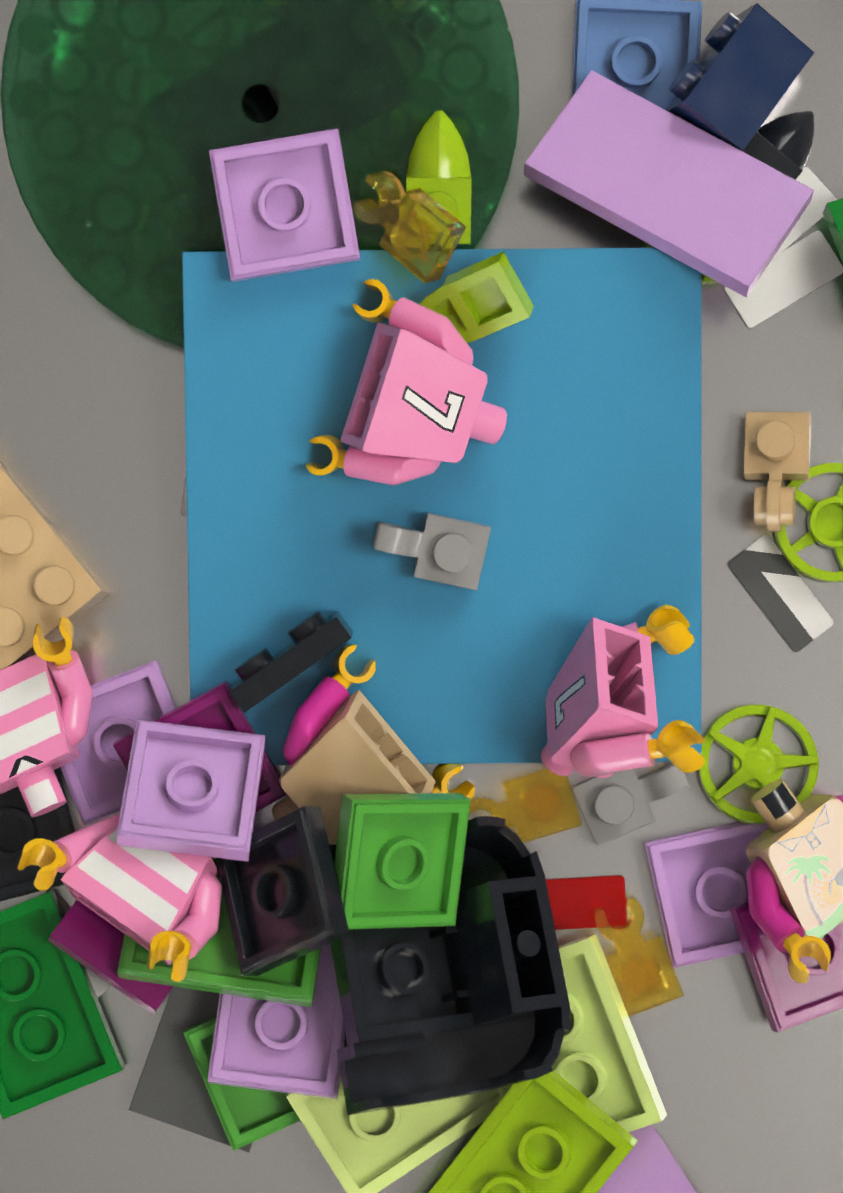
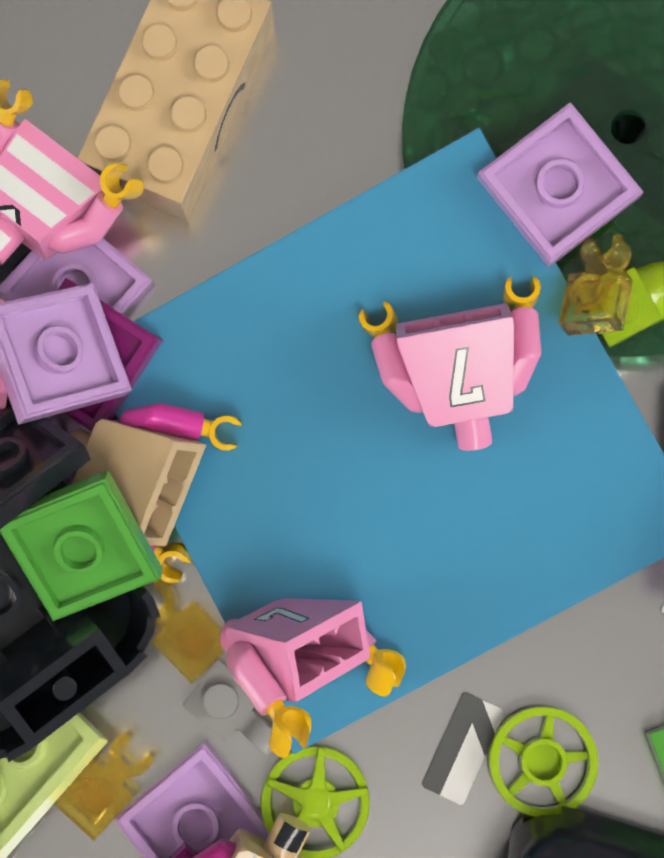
camera: 60 degrees right, 5 degrees down
(267, 673) = (182, 366): black plate -> none
(444, 550) = (354, 456): light grey plate -> none
(482, 298) = (571, 376): lime plate -> none
(577, 898) = (129, 709): red sticker -> none
(776, 451) = (576, 684): tan plate -> none

